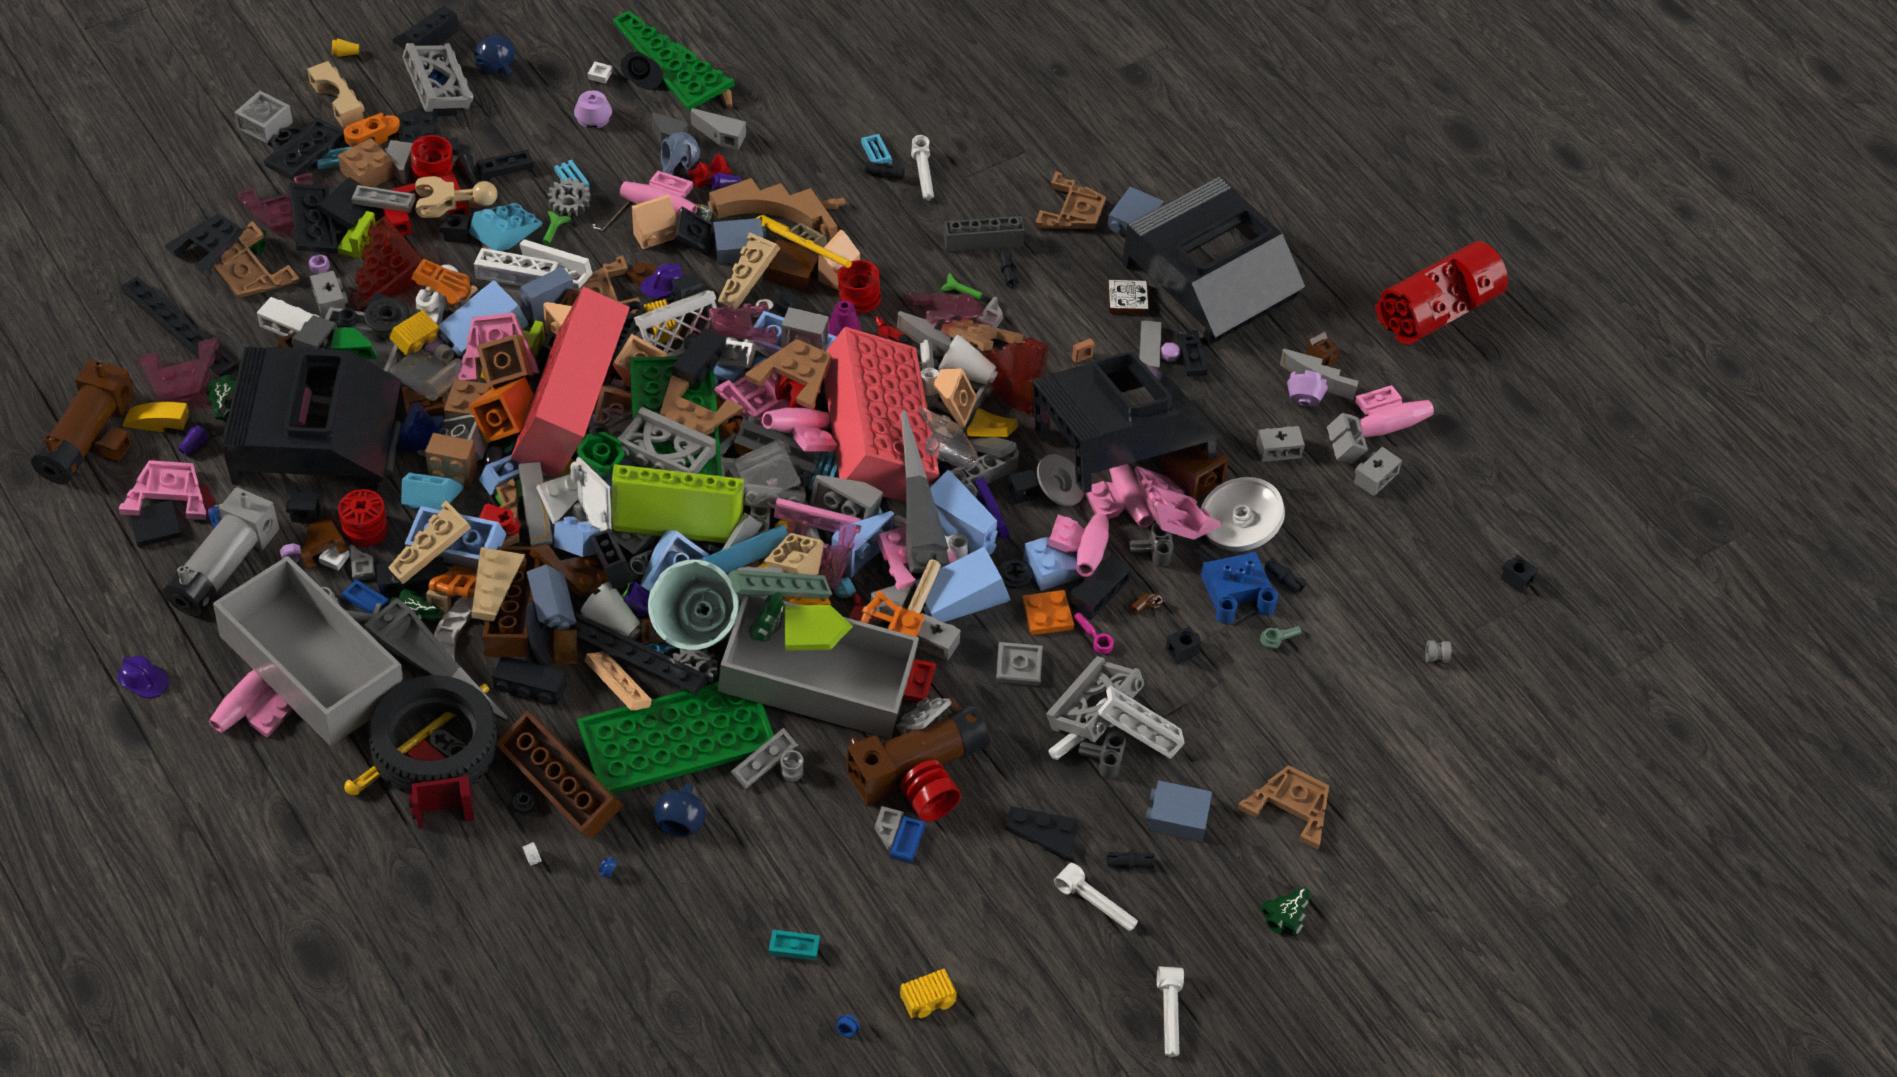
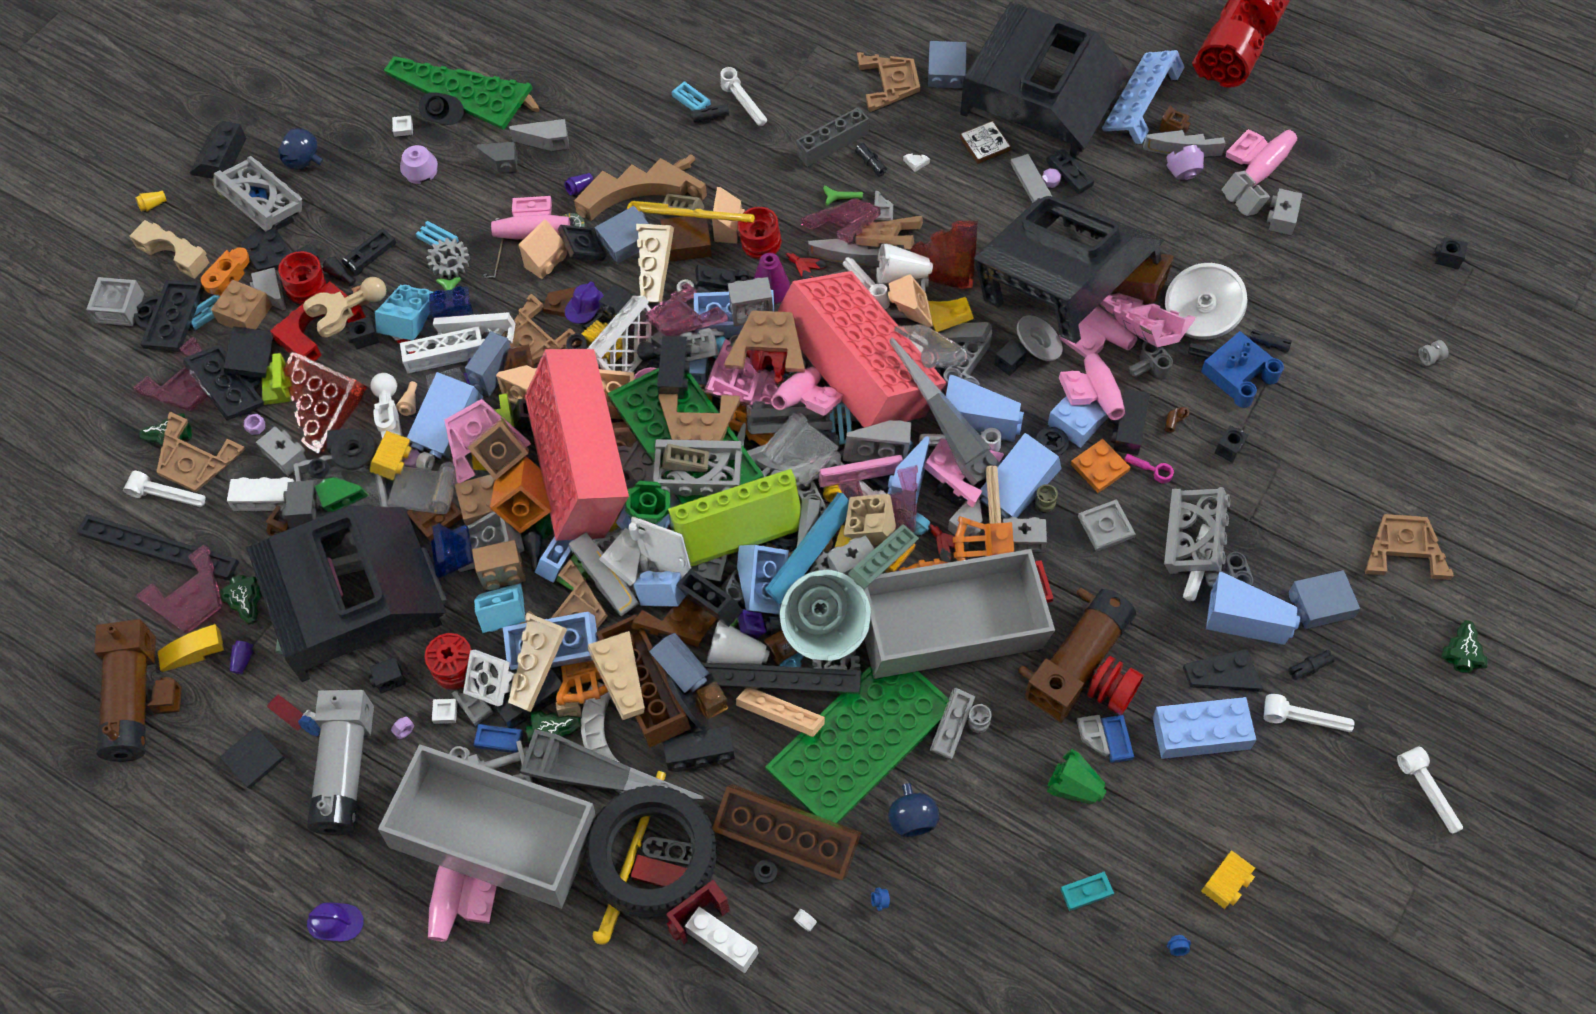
camera: 20 degrees left, 10 degrees up
(166, 482) = (241, 710): bright pink wing -> none
(191, 274) = (141, 485): none -> white axle
(211, 236) = (137, 441): black wing -> none
(319, 538) = (422, 699): reddish brown flag -> none
(383, 198) = (280, 334): light grey tile -> none
(383, 540) = (487, 676): none -> white piece
(449, 283) = (387, 392): orange plate -> none
(450, 835) = (721, 939): none -> white brick
(503, 516) = (580, 603): red piece -> none
(546, 233) = (450, 302): none -> clear blue bracket
(654, 424) = (684, 465): none -> dark tan slope
(676, 148) = (527, 169): sand blue helmet -> none
(703, 172) = (554, 184): red tile -> none
(768, 618) = (893, 594): dark green rock -> none
(813, 627) = (938, 583): lime tile -> none
(843, 851) = (1076, 780): none -> green cone
(926, 712) = (1070, 616): light grey bracket -> none
(976, 616) = (1046, 498): none -> olive wheel
(984, 494) = (992, 385): dark purple plate -> none
(990, 863) = (1204, 728): none -> light blue brick
(1050, 287) = (916, 162): none -> white tile
(1083, 350) = (981, 208): nougat tile -> none
(1096, 786) = (1249, 612): none -> light blue slope
(1141, 723) = (1252, 535): white fence -> none
(1273, 637) = (1296, 402): sand green plate -> none
(1280, 443) = (1193, 222): light grey brick -> none
(1281, 324) = (1140, 91): none -> light blue bracket

